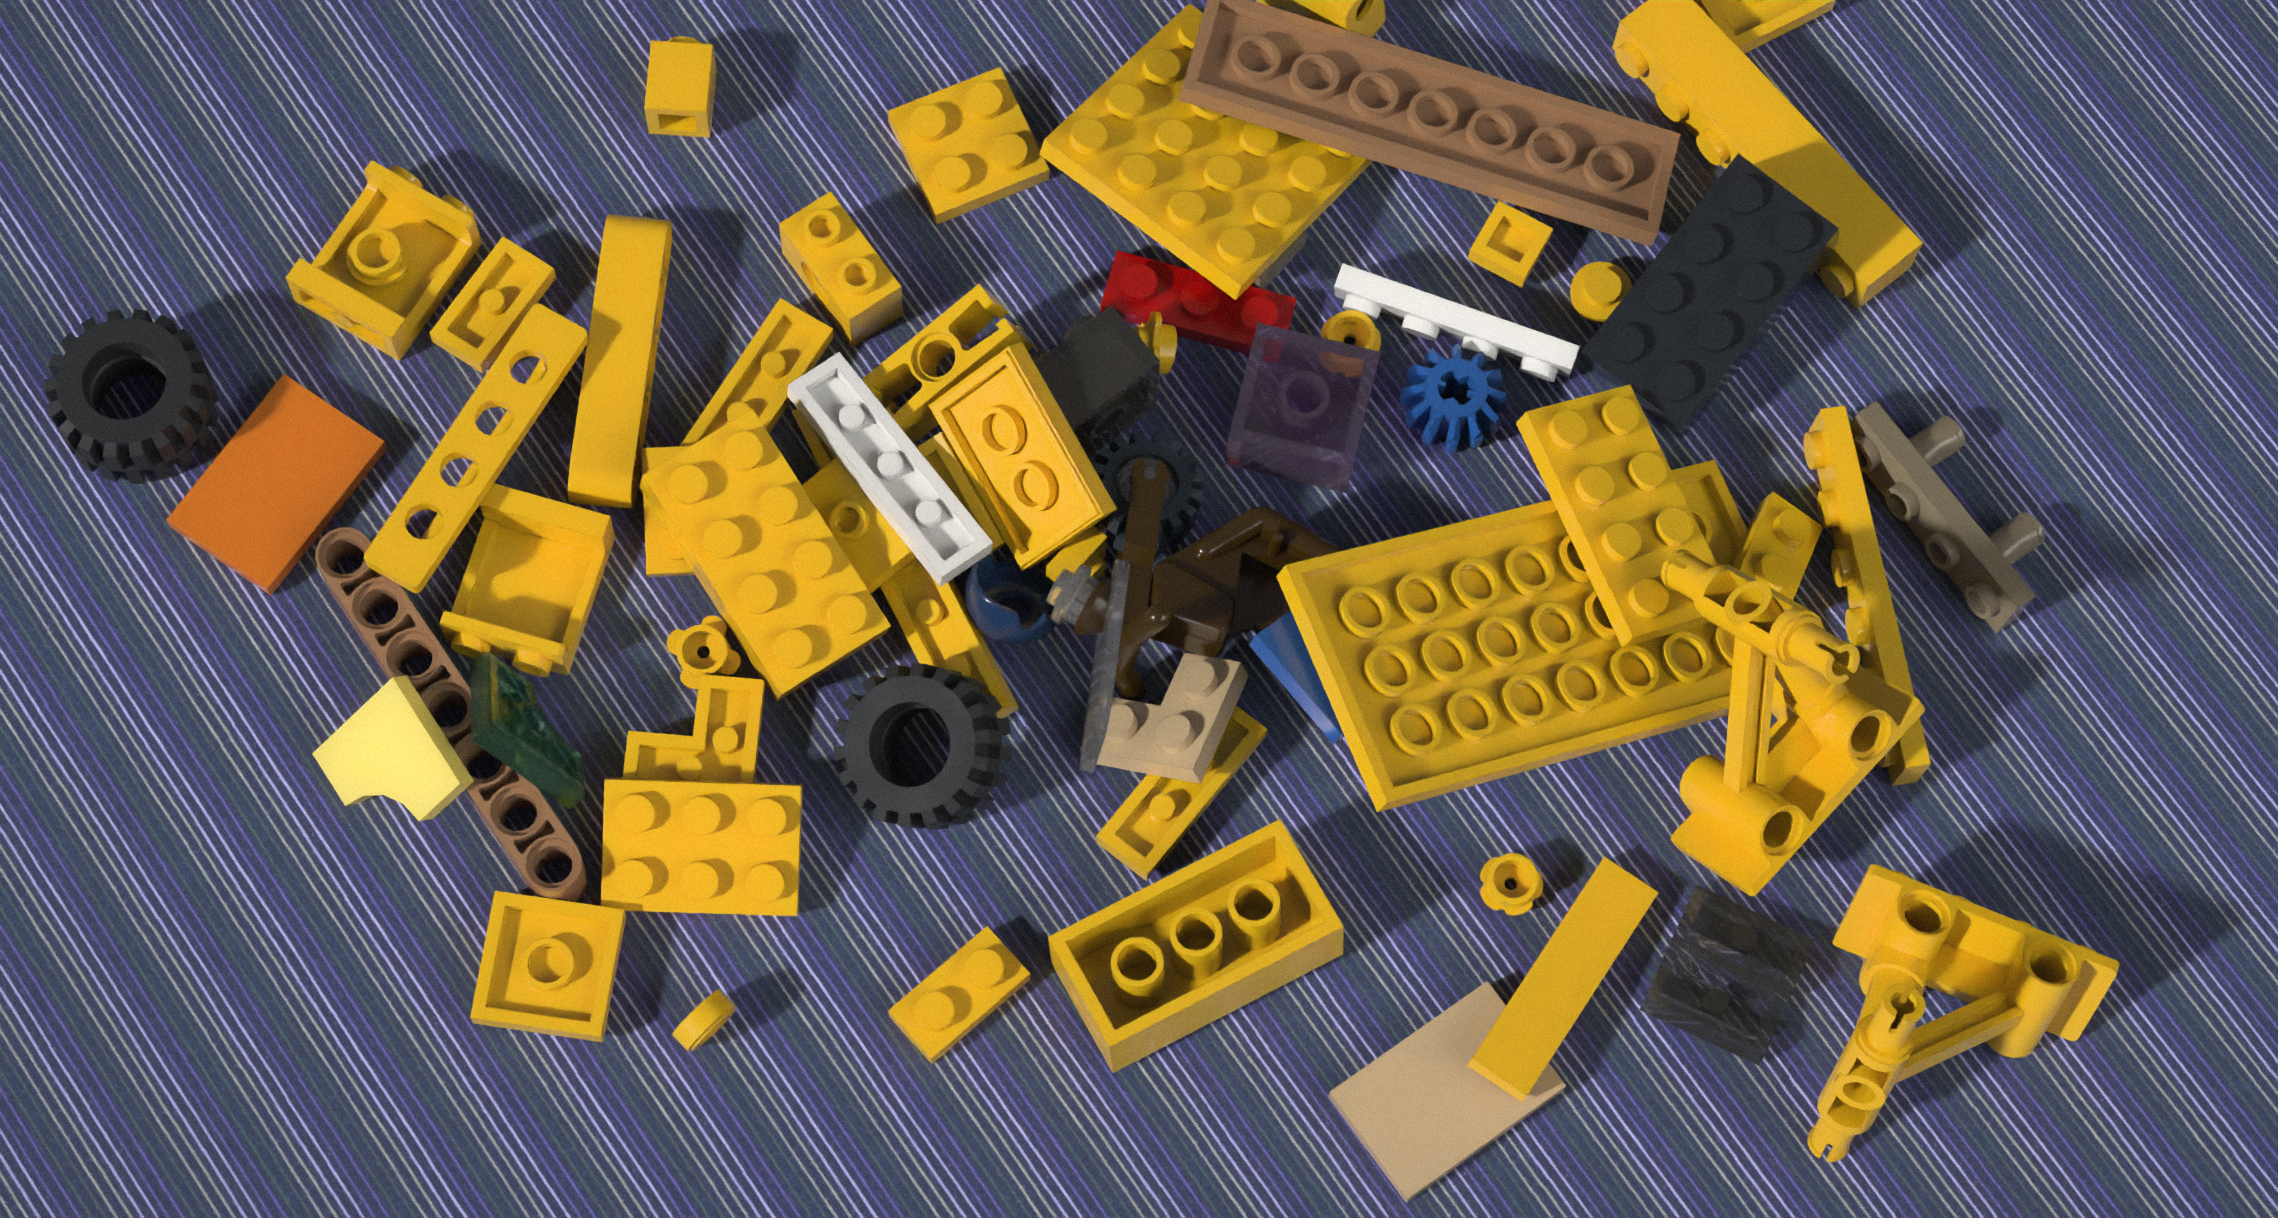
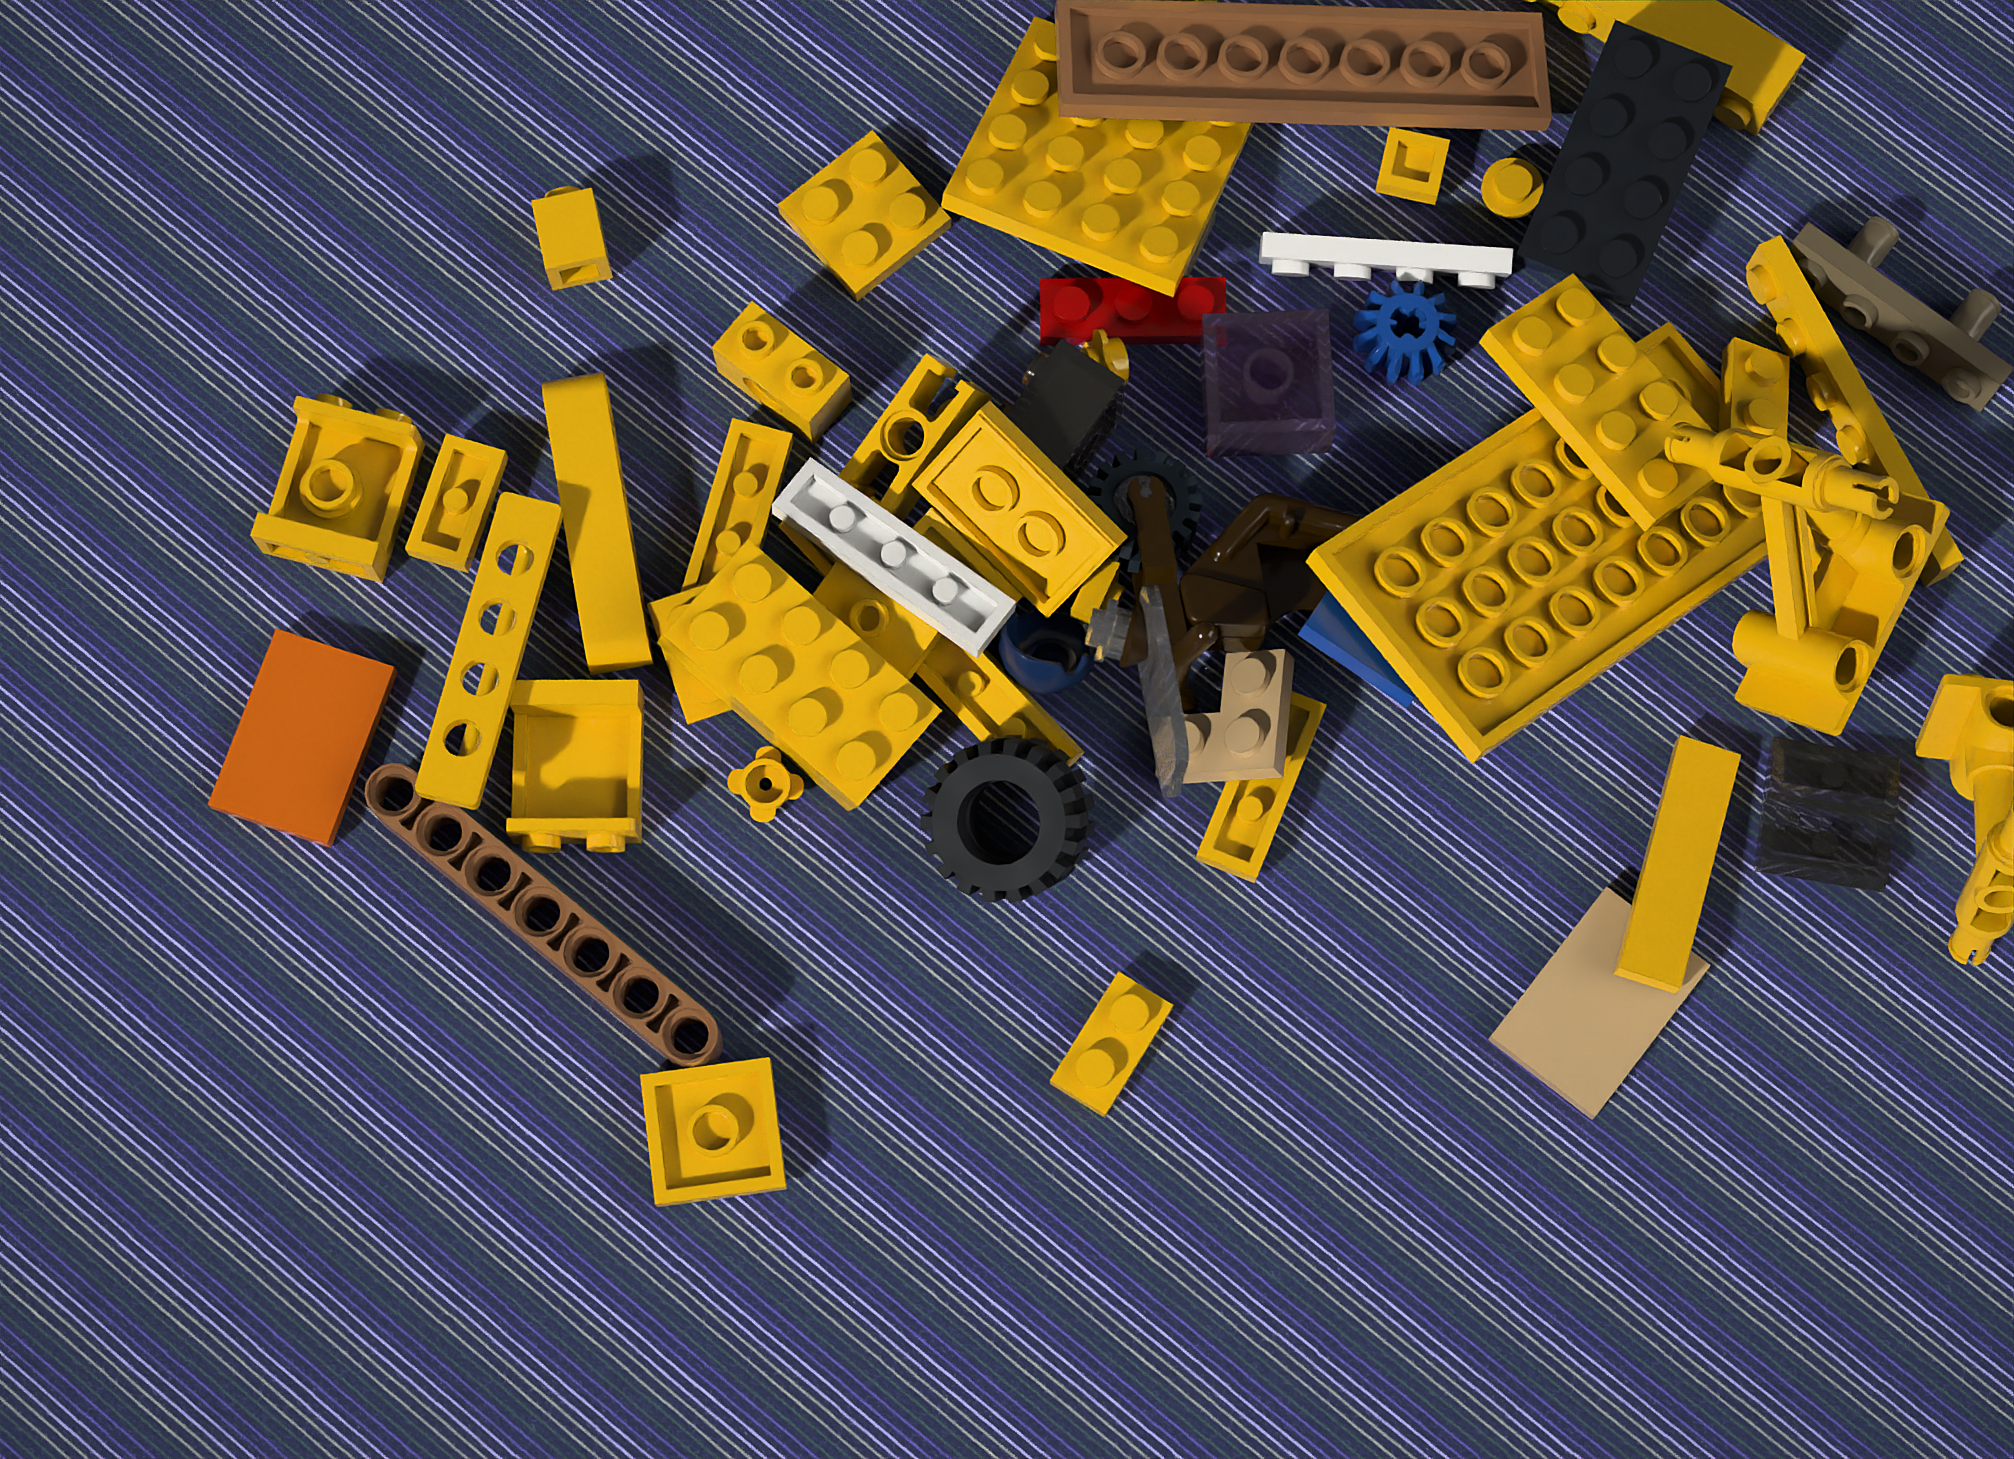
camera: 10 degrees left, 5 degrees up
(107, 356) = (105, 656): black tyre -> none
(394, 752) = (503, 969): light yellow tile -> none
(518, 733) = (615, 916): clear green tile -> none
(701, 846) = (824, 974): yellow plate -> none
(704, 1021) = (879, 1141): yellow tile -> none
(722, 739) = (810, 890): yellow plate -> none
(1196, 945) = (1324, 933): yellow brick -> none
(1355, 325) = (1288, 287): yellow plate -> none
(1513, 867) = (1607, 771): yellow plate -> none

